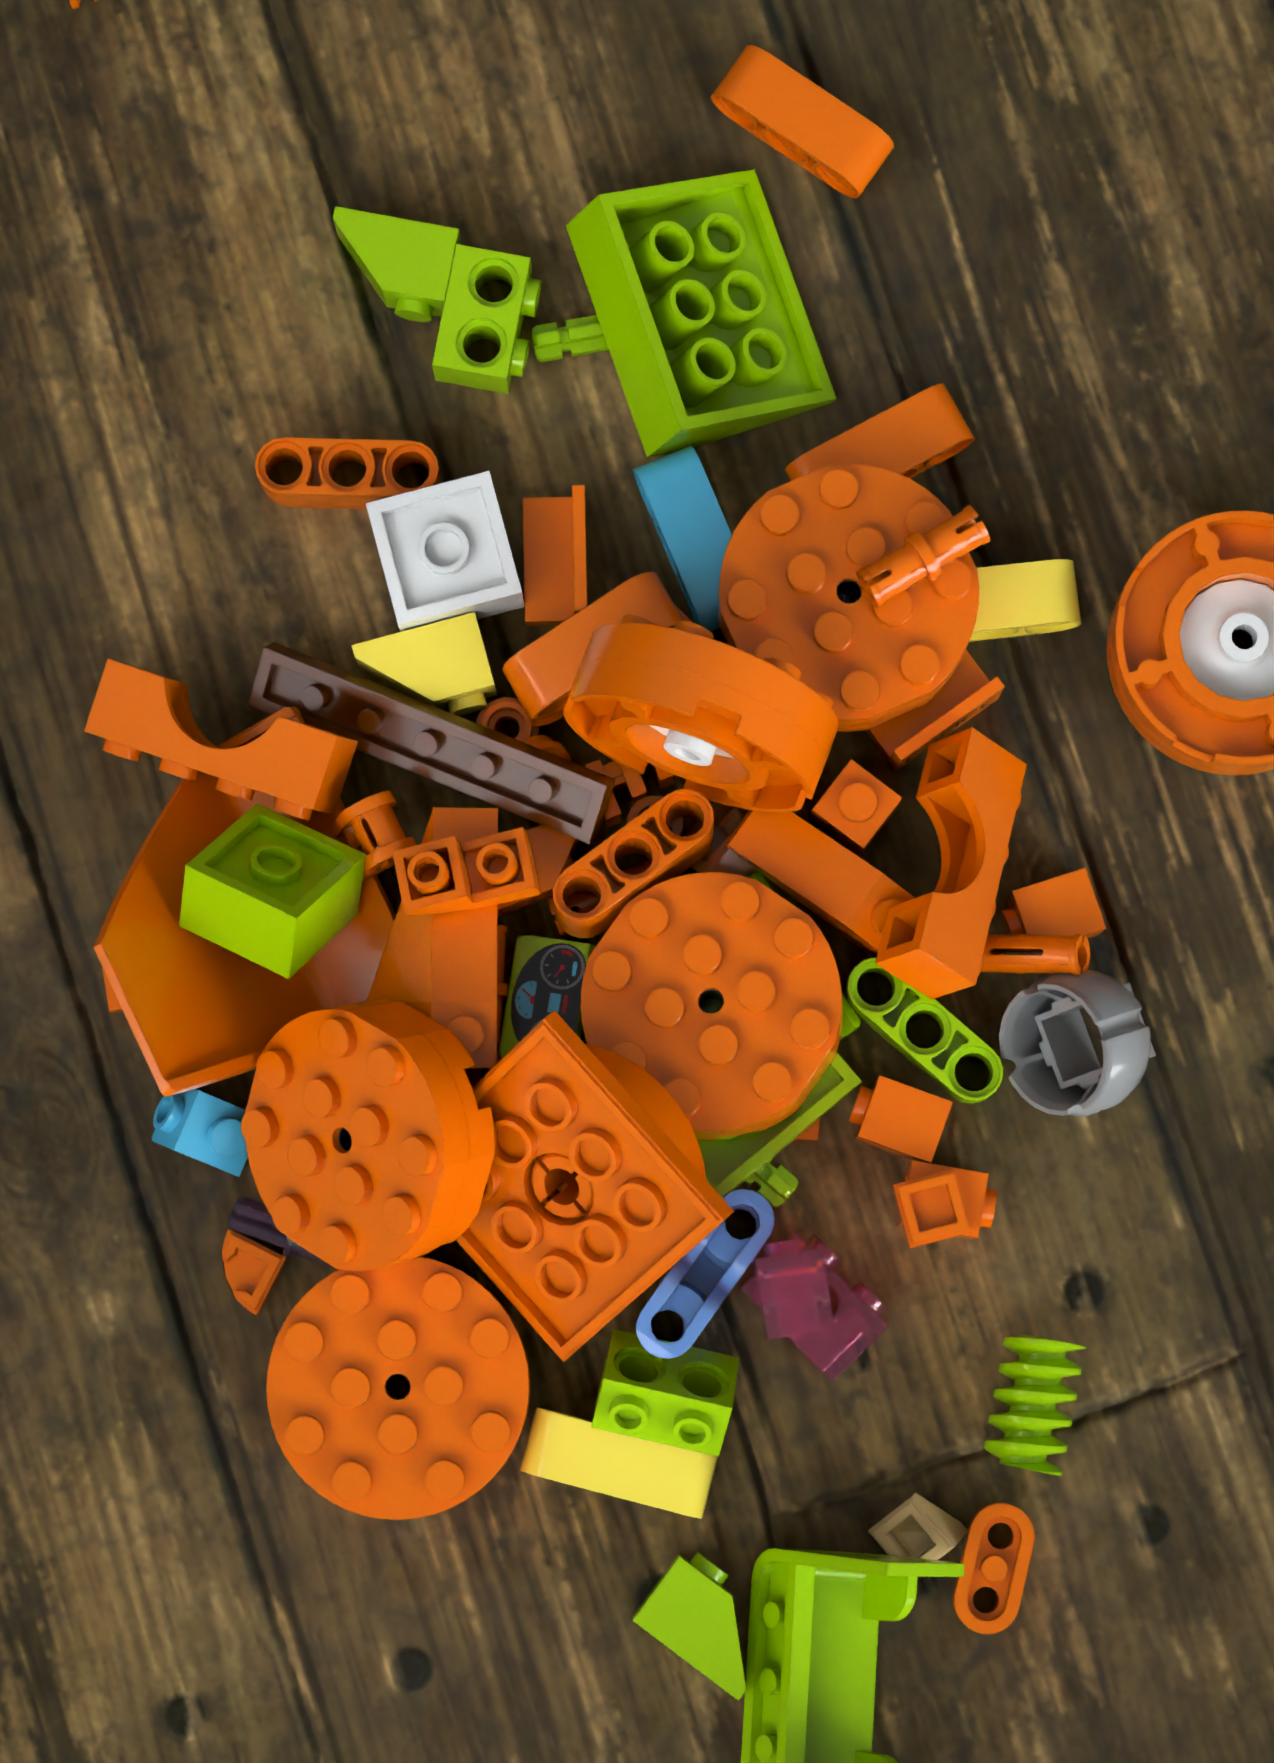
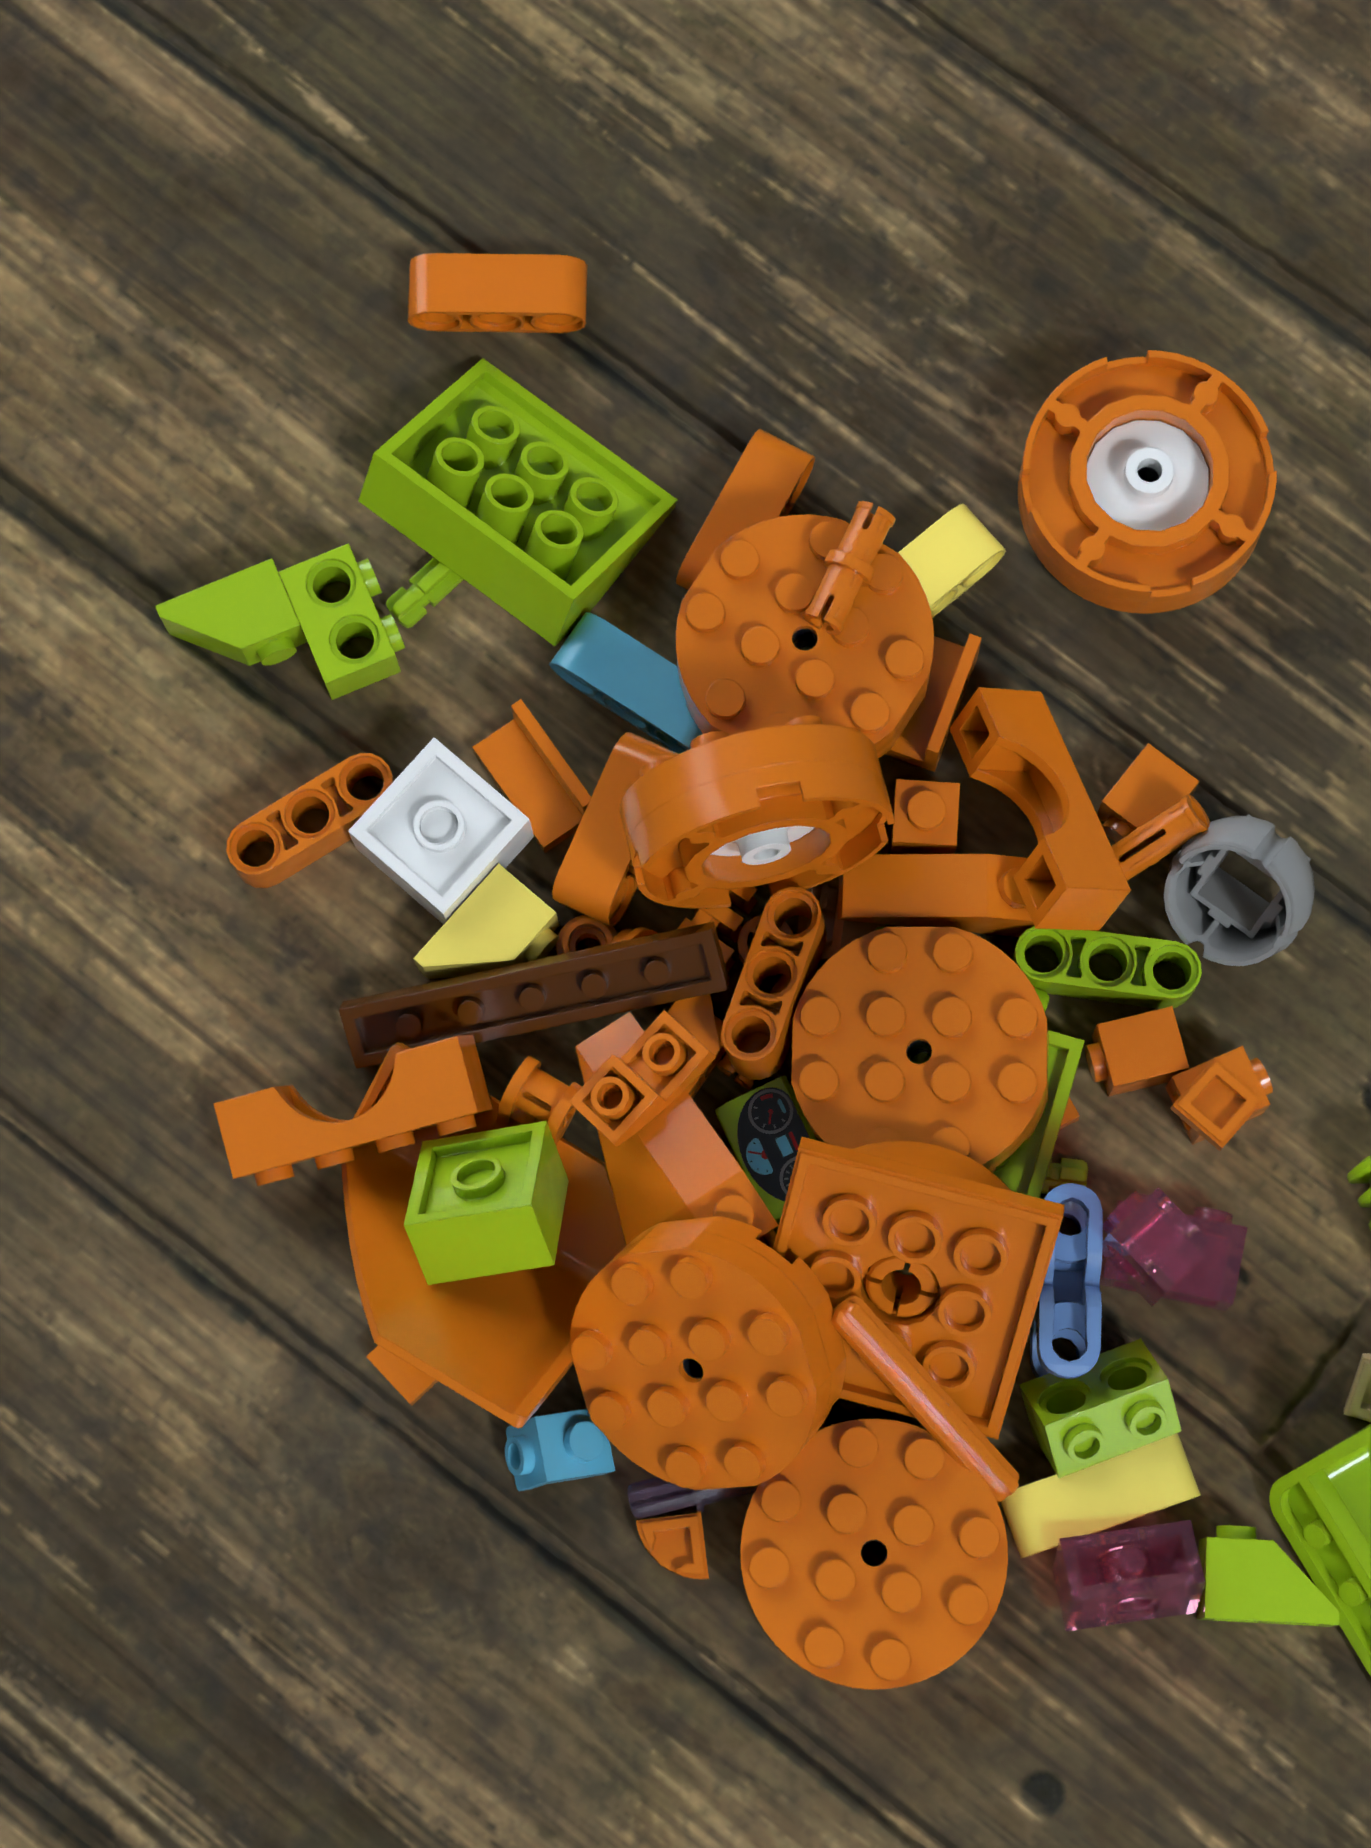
camera: 30 degrees left, 5 degrees down
(521, 1286) = (922, 1395): none -> orange axle
(595, 1543) = (1128, 1575): none -> clear pink brick

